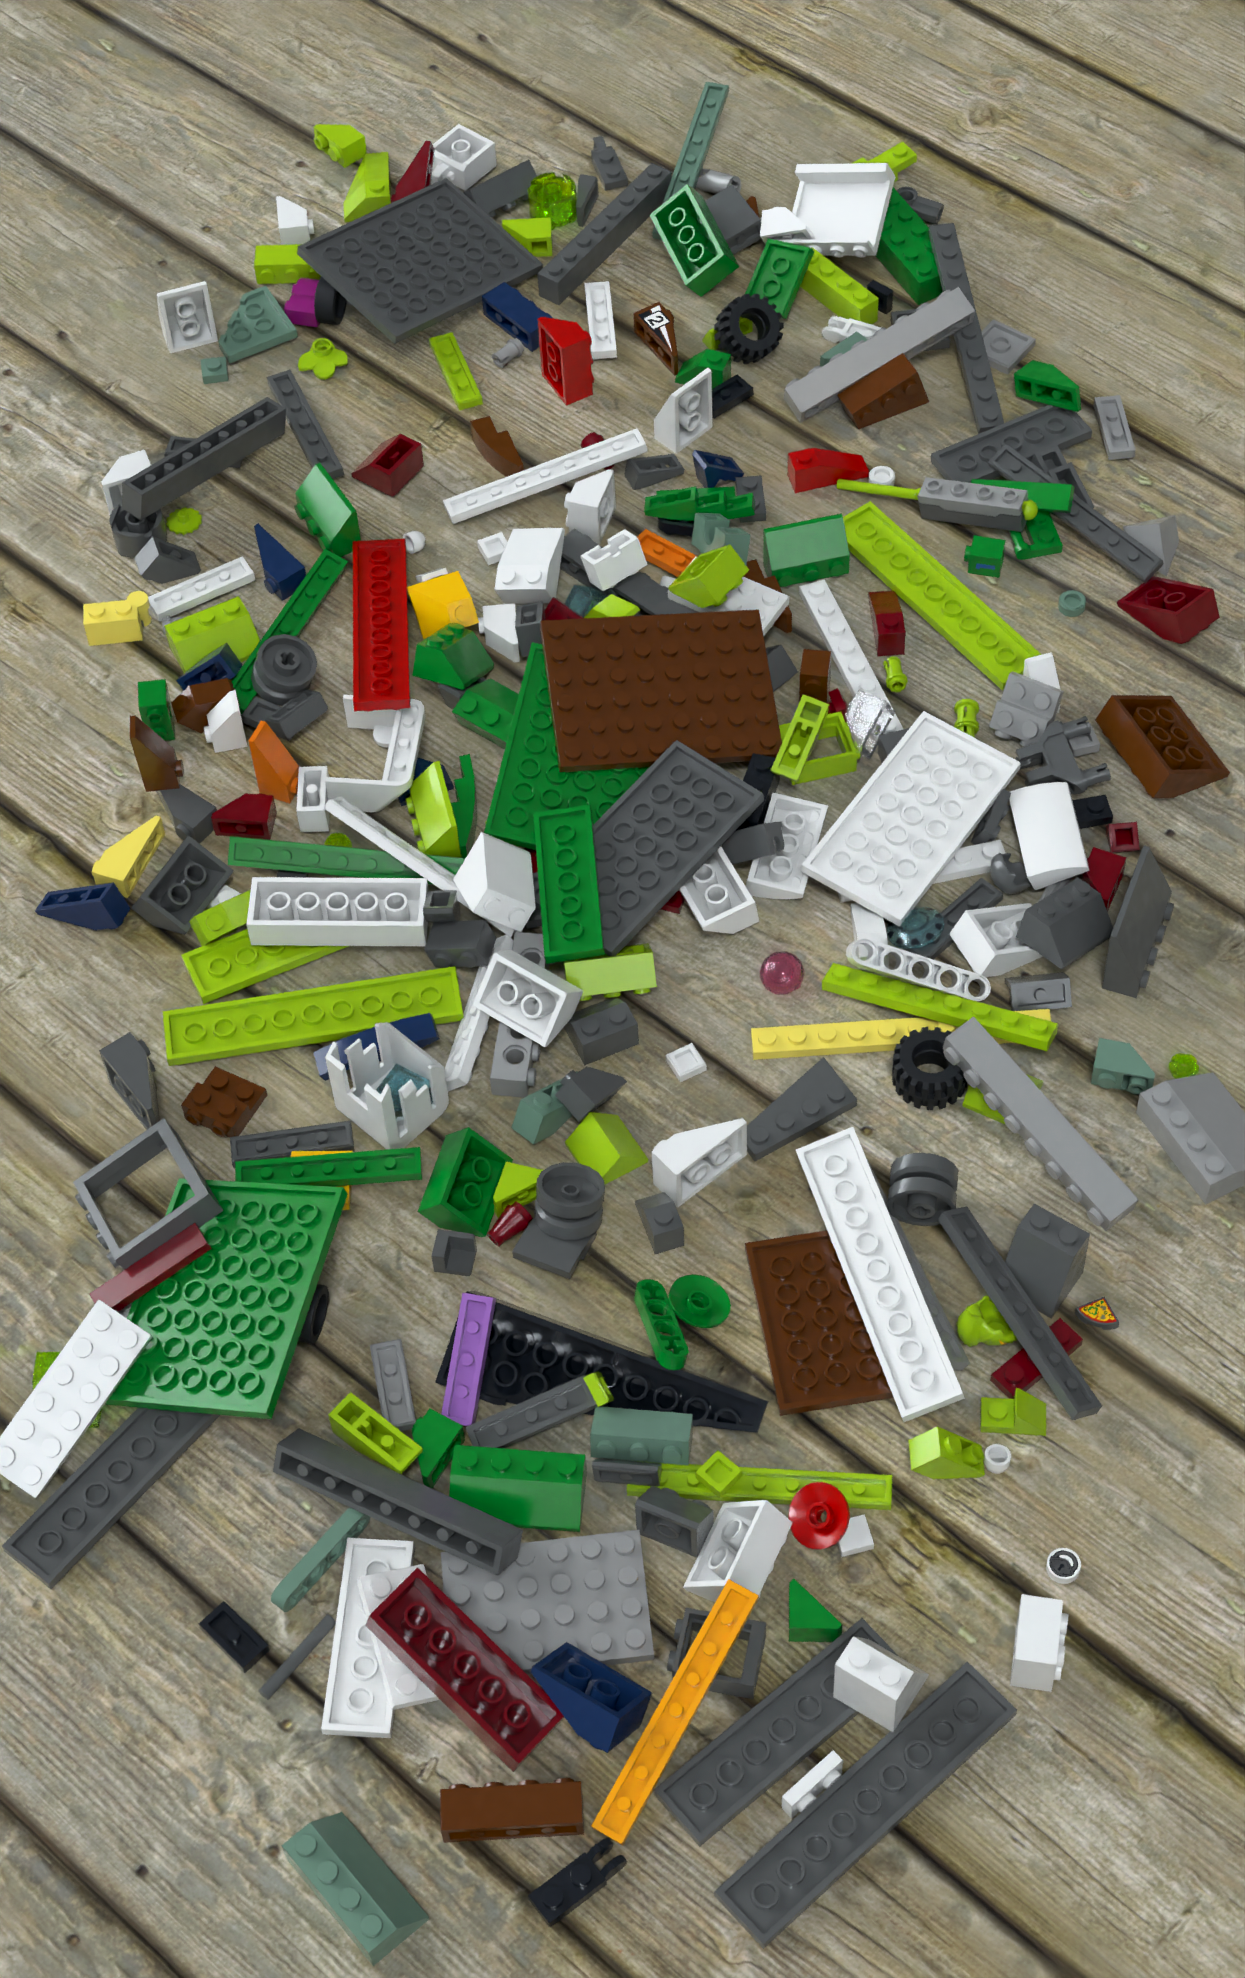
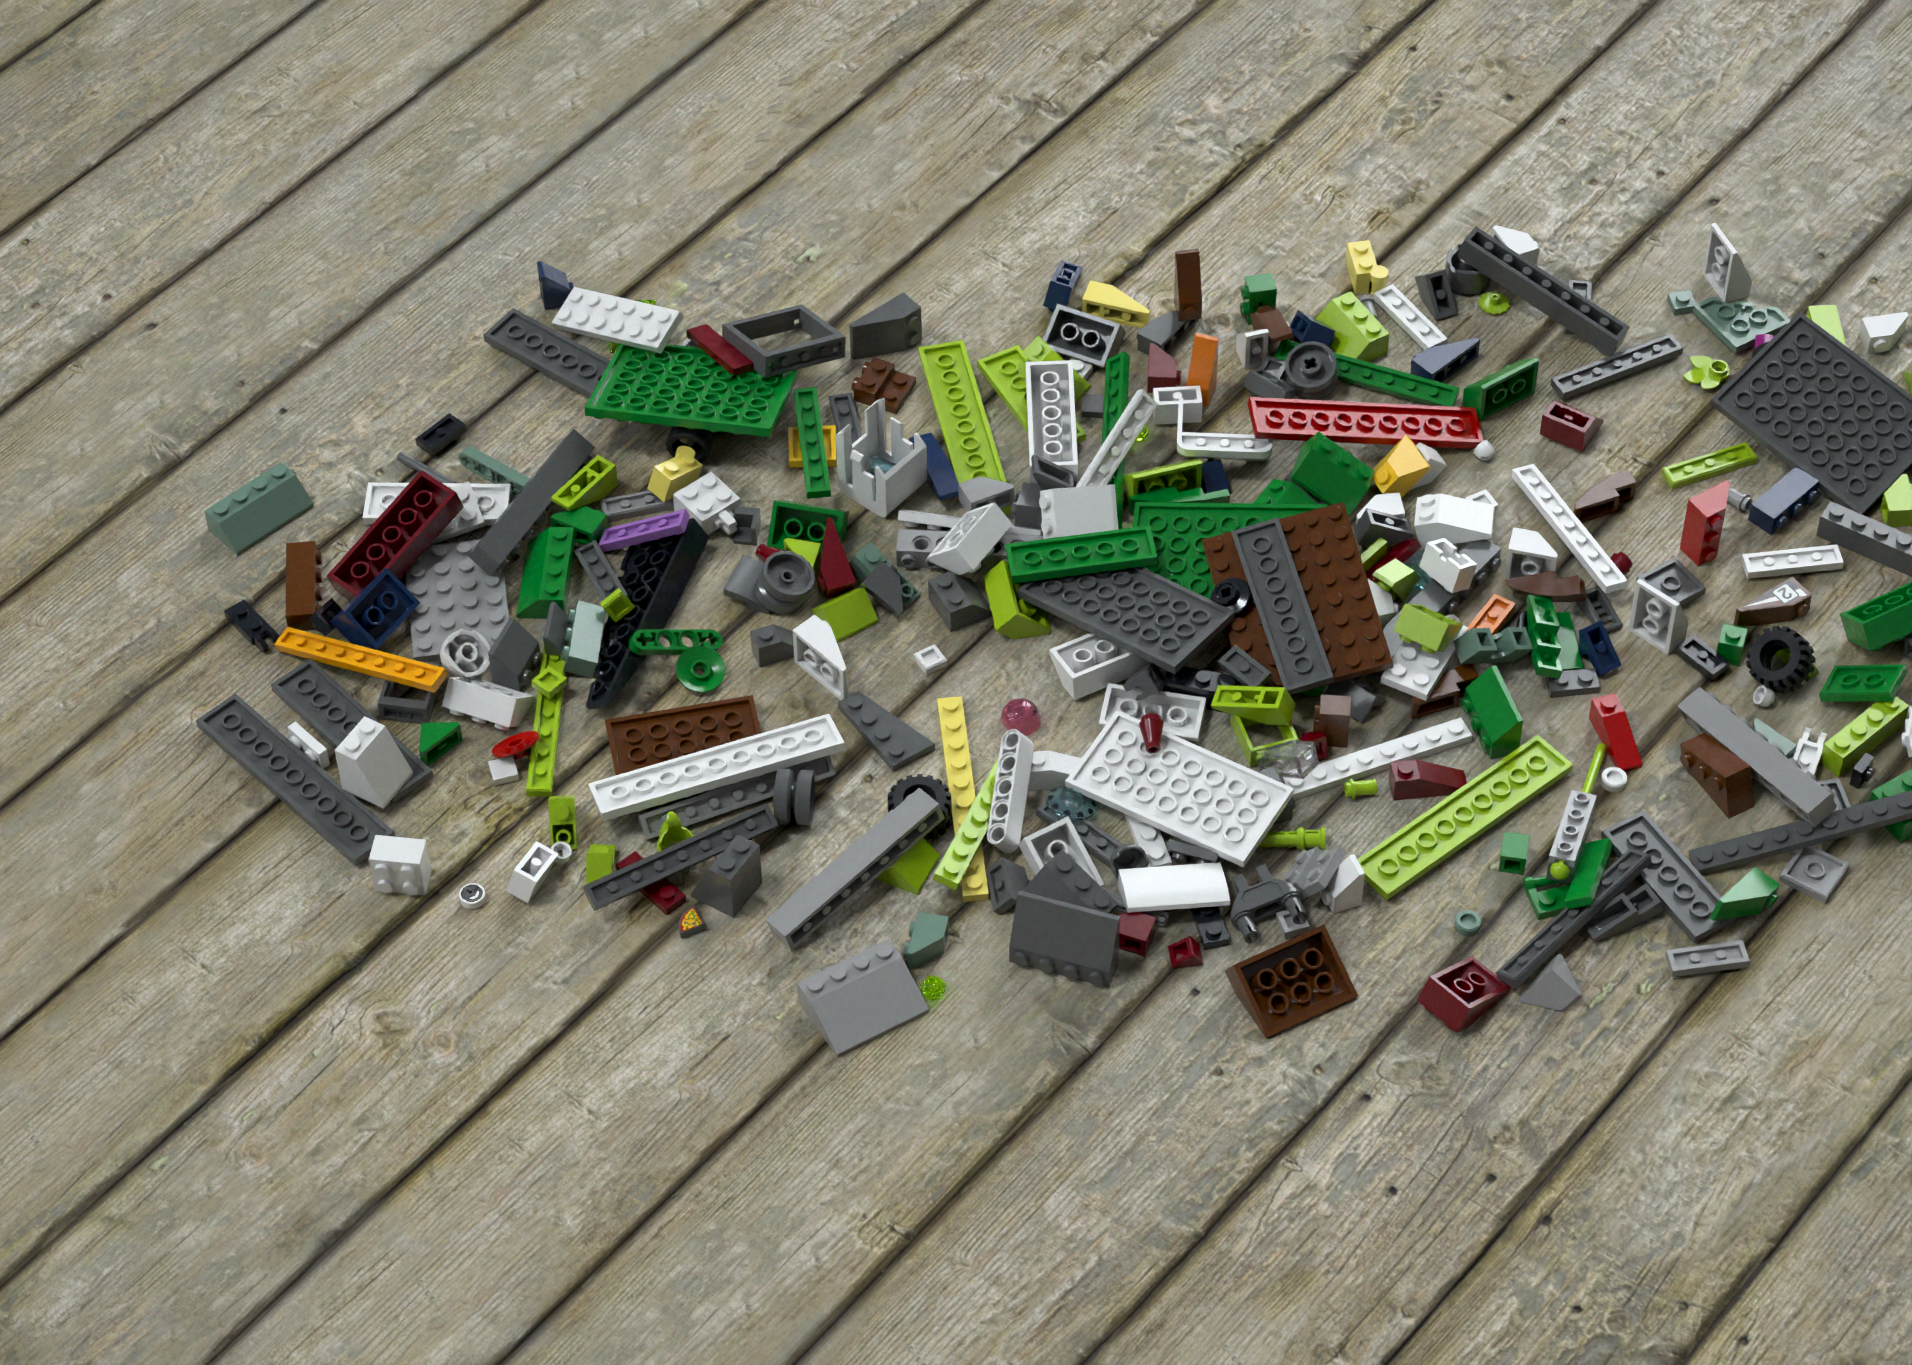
camera: 85 degrees right, 5 degrees down
(363, 1326) = (675, 473): none -> light yellow hinge
(419, 1293) = (709, 503): none -> white hinge
(446, 989) = (984, 491): none -> light grey slope
(534, 1147) = (834, 571): none -> dark red slope
(587, 1764) = (323, 616): none -> black plate
(625, 410) = (1674, 581): none -> dark grey plate
(632, 494) = (1550, 586): none -> reddish brown slope
(638, 739) = (1239, 596): none -> black piece
(668, 1580) = (465, 653): none -> white cylinder
(678, 692) = (1282, 606): none -> dark grey plate
(755, 740) = (1244, 668): none -> dark grey plate
(779, 362) = (1764, 696): none -> white hinge
(846, 827) = (1151, 730): none -> dark red cone
(1038, 1486) = (531, 872): none -> white slope

